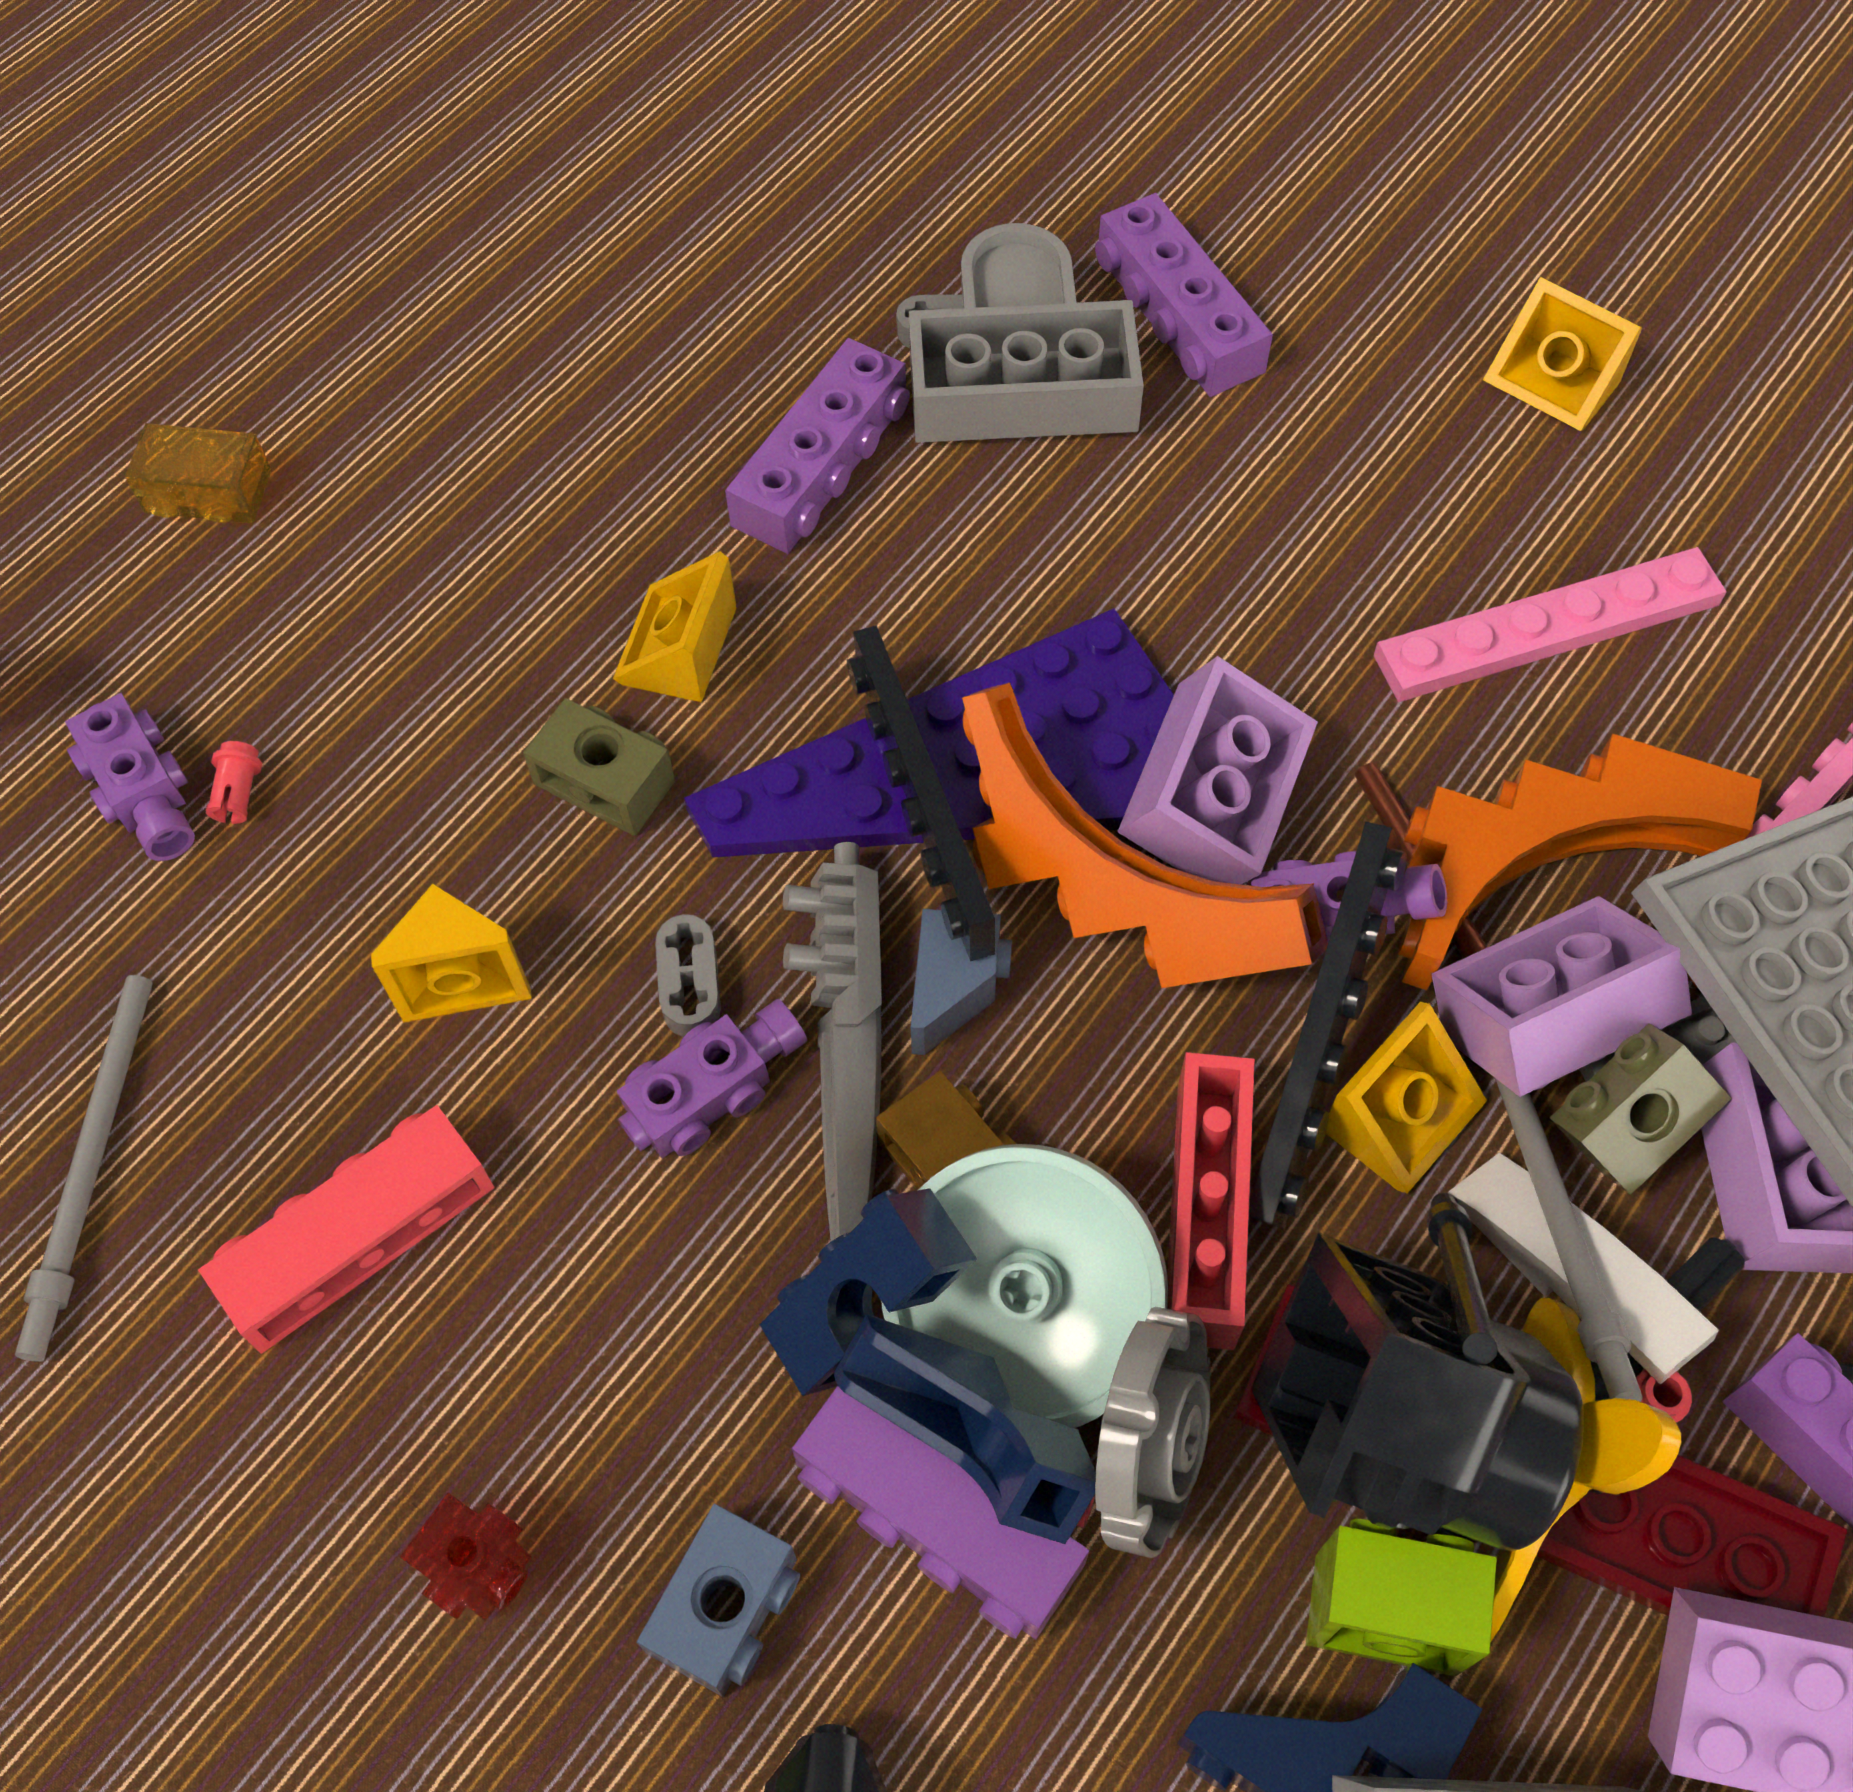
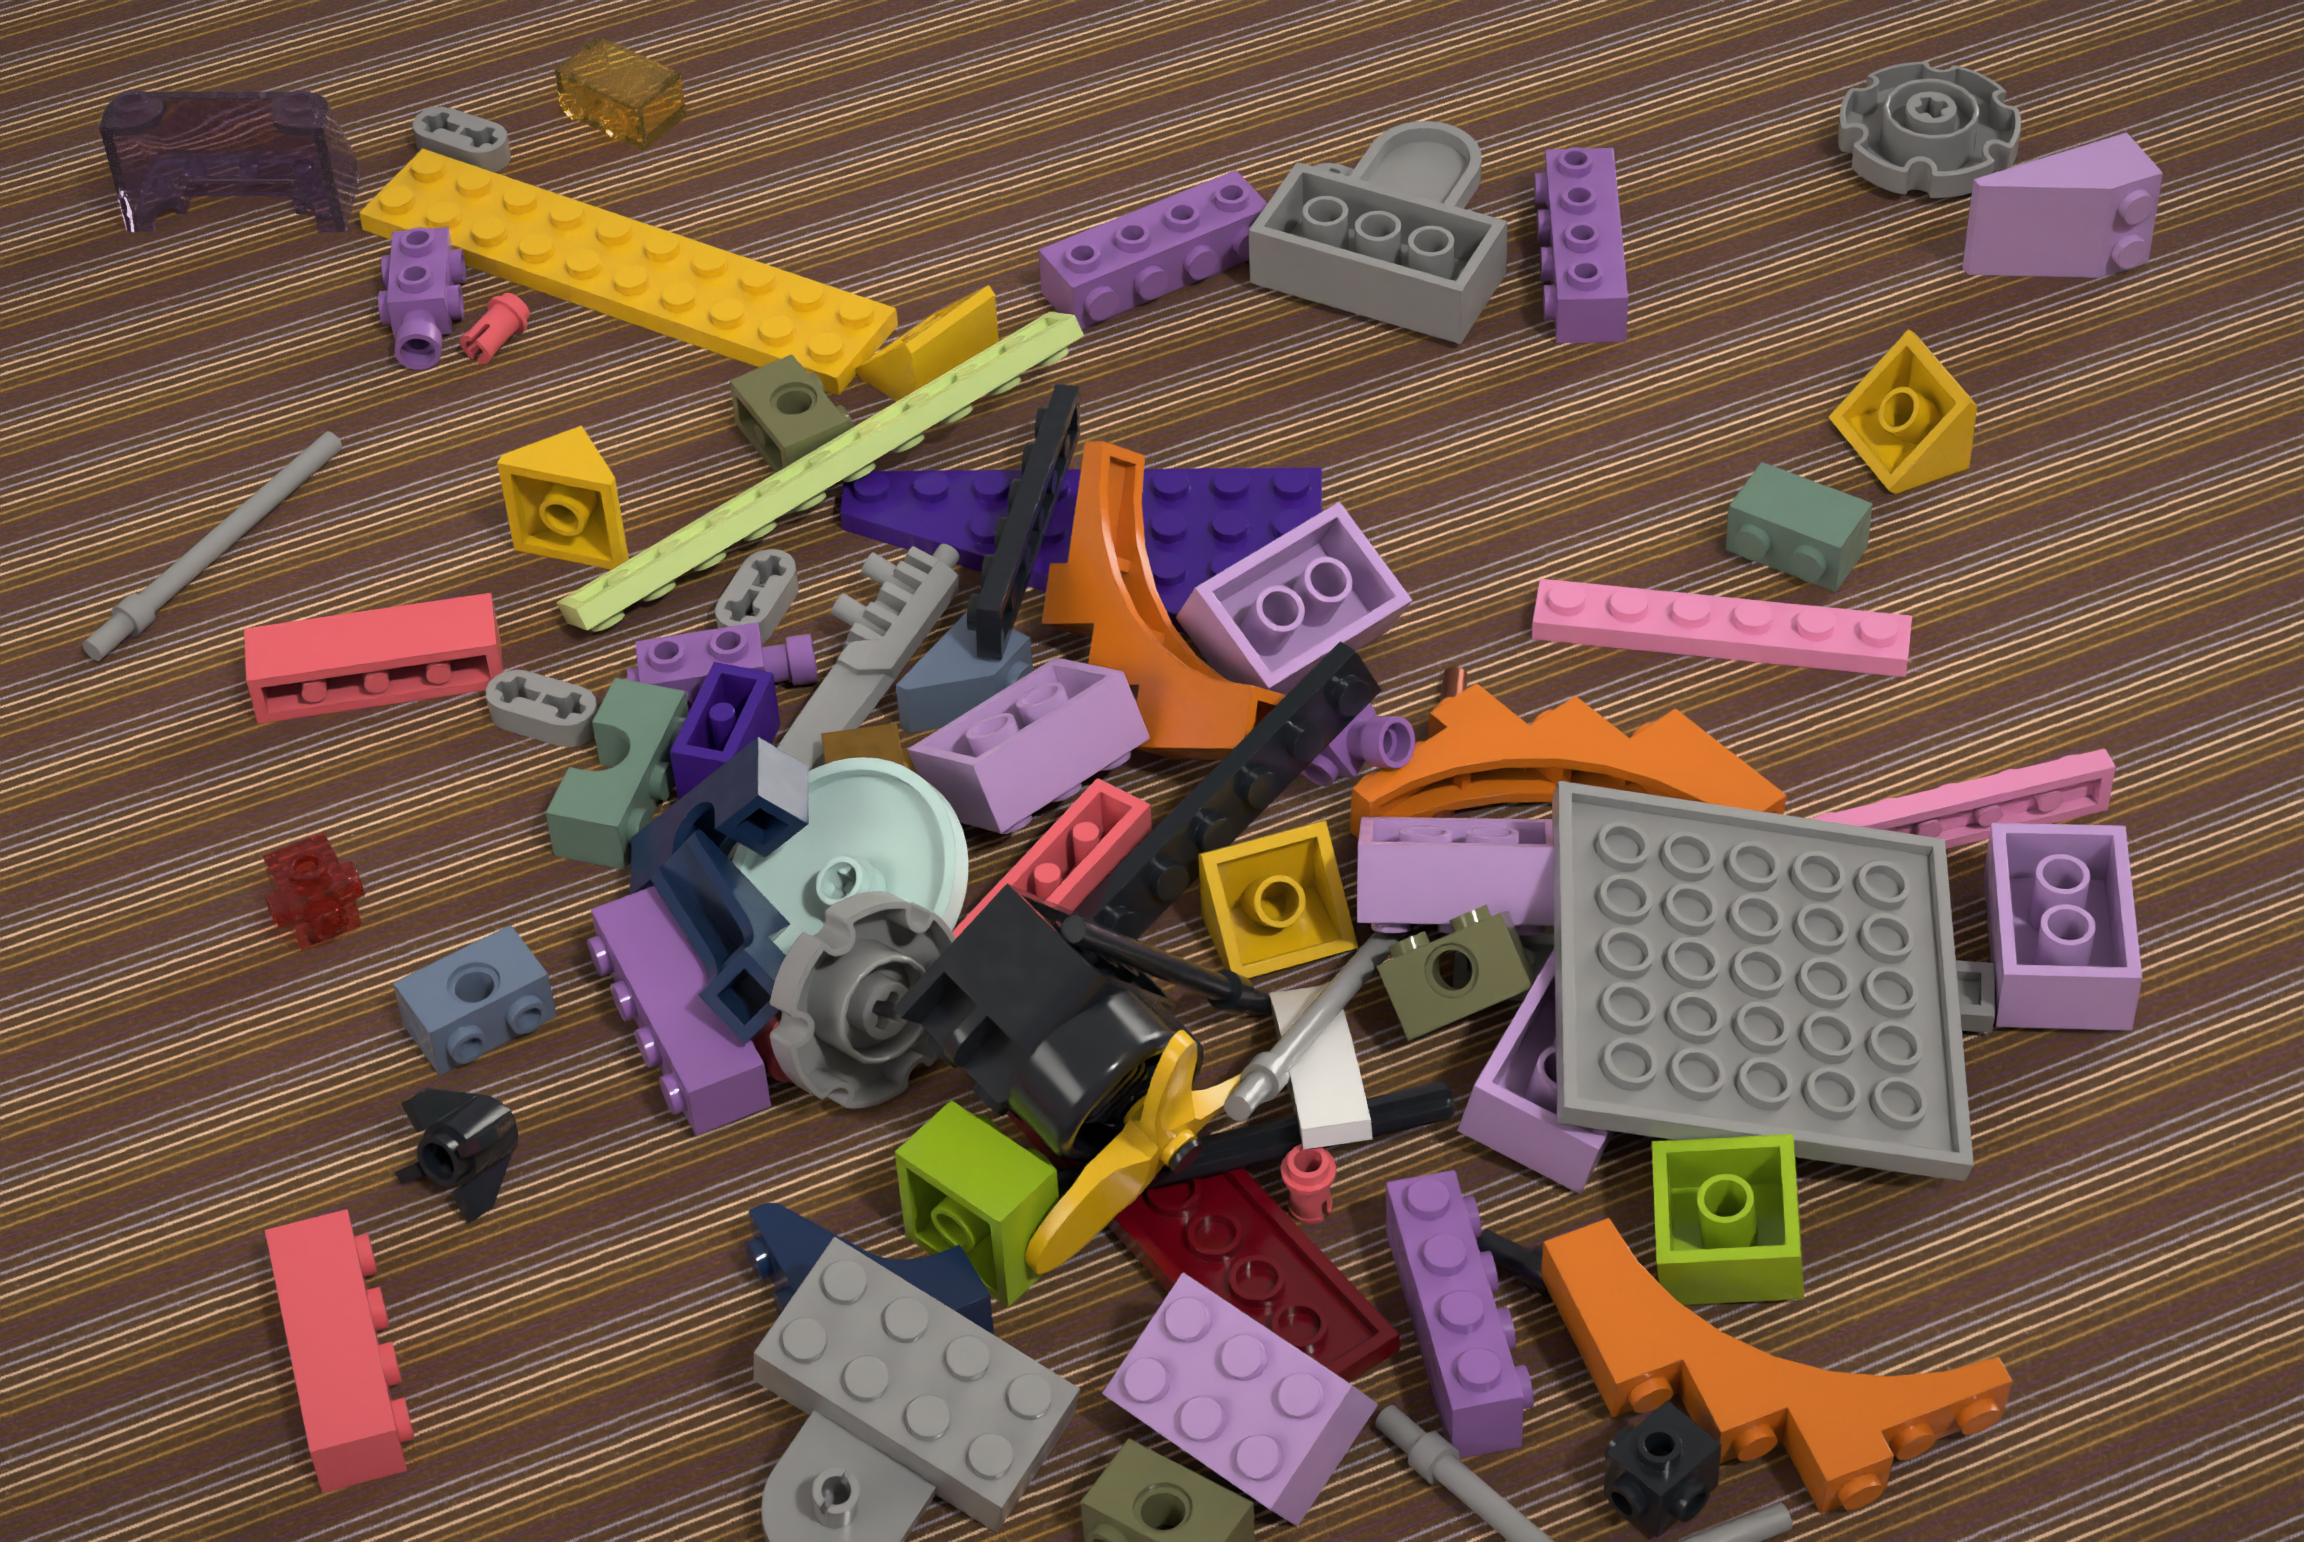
camera: 30 degrees right, 15 degrees down
(64, 584) = (462, 137): none -> light grey beam
(320, 659) = (634, 269): none -> yellow plate
(554, 1185) = (542, 708): none -> light grey beam
(666, 825) = (804, 481): none -> yellowish green plate
(705, 1304) = (602, 810): none -> sand green arch
(779, 1162) = (725, 718): none -> dark purple brick
(1083, 1038) = (1032, 743): none -> lavender brick
(1376, 80) = (1928, 129): none -> light grey piece
(1552, 499) = (1798, 526): none -> sand green brick
(1563, 115) = (2065, 213): none -> lavender slope

